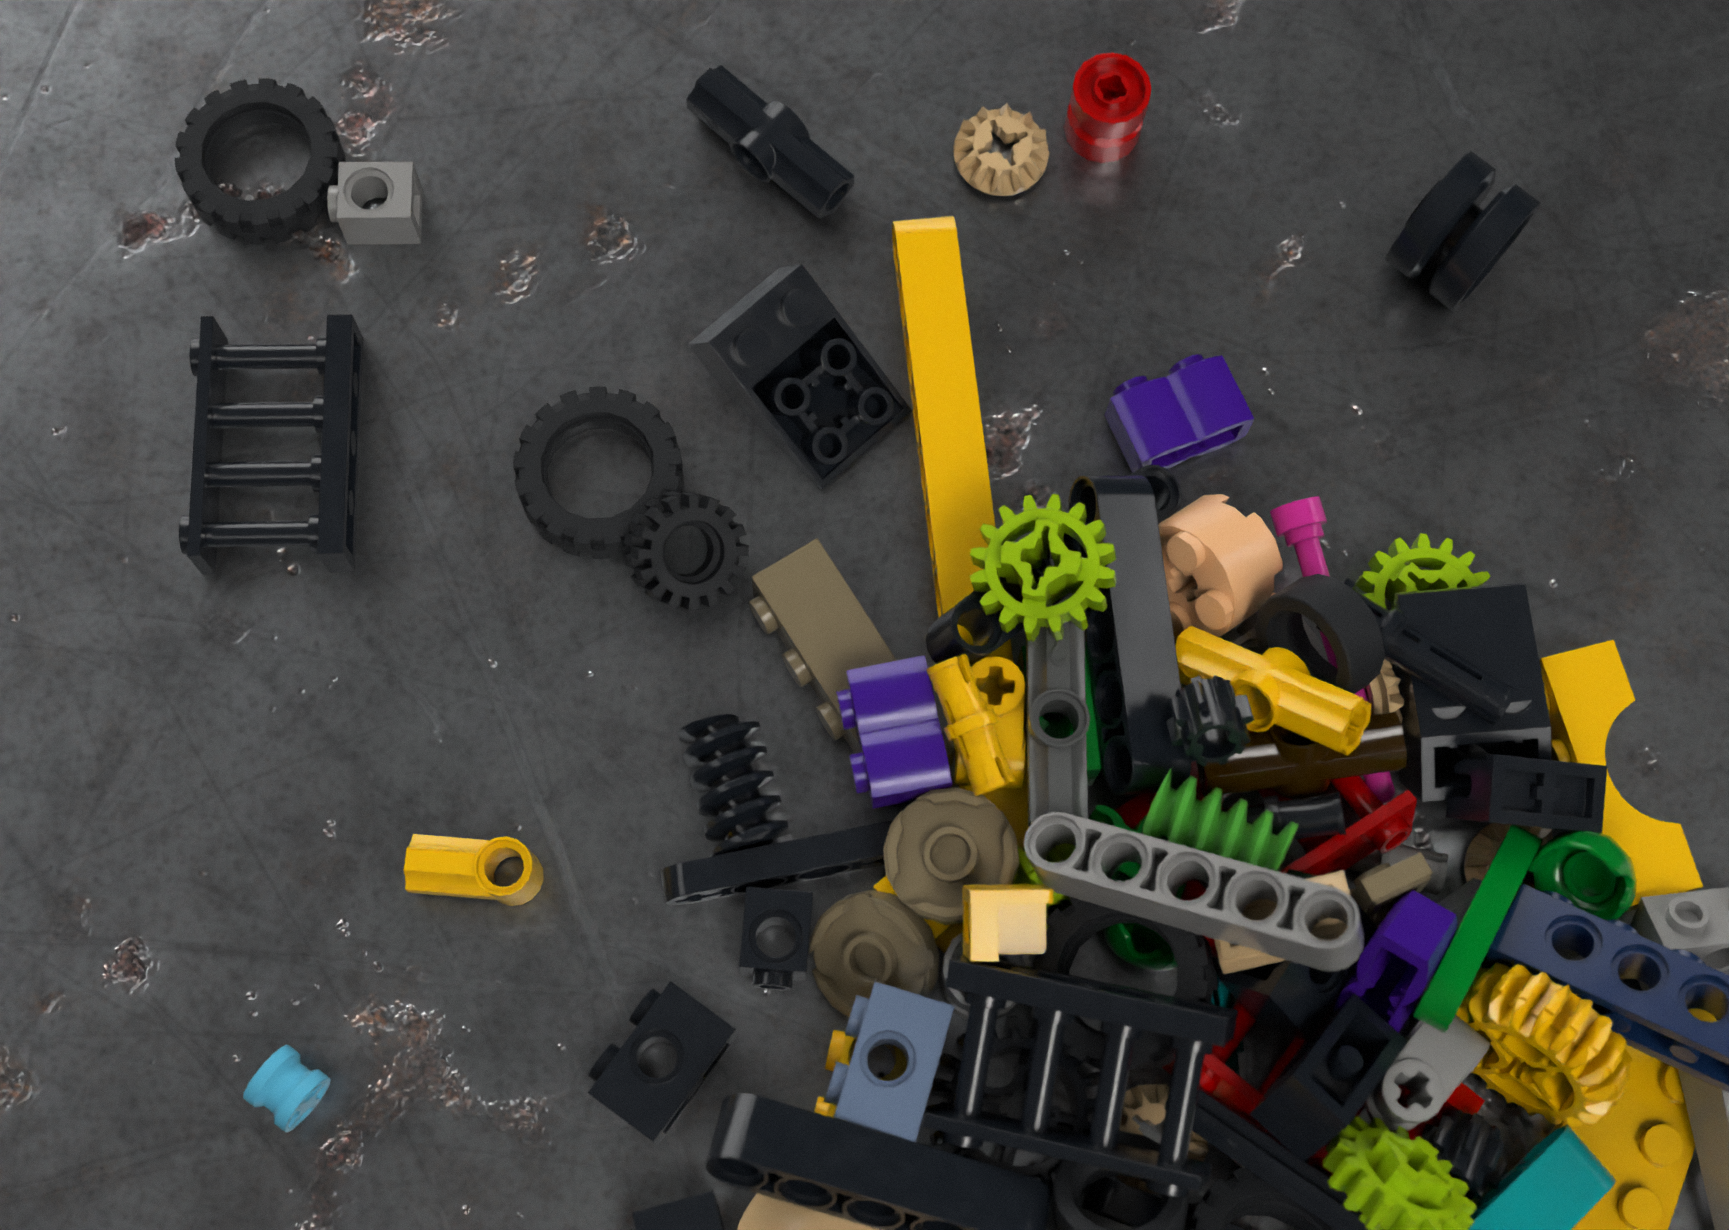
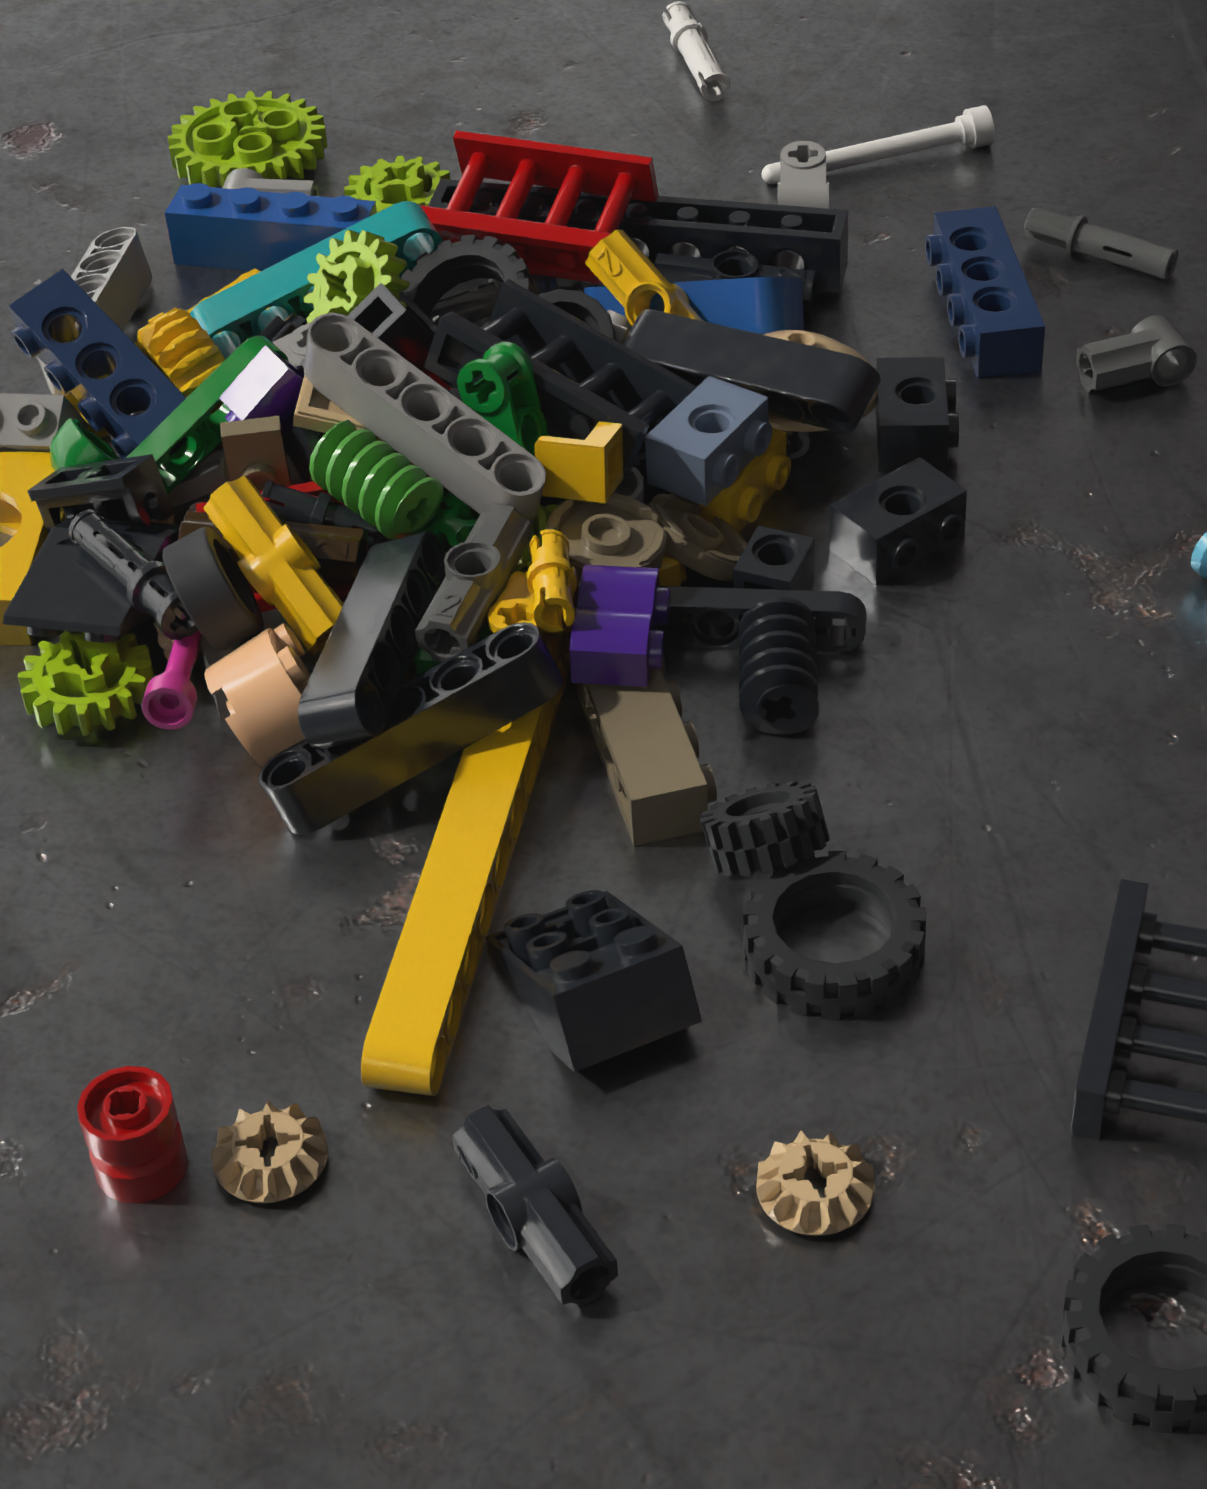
camera: 155 degrees left, 30 degrees down
(392, 222) = (1020, 1209): light grey brick -> none
(468, 867) = (1015, 658): yellow piece -> none
(545, 250) = (795, 1203): none -> tan gear
(1068, 575) = (434, 644): lime gear -> none
(1112, 954) = (505, 403): none -> green piece
(1178, 414) = (222, 856): dark purple brick -> none
(1209, 720) = (344, 531): black gear -> none

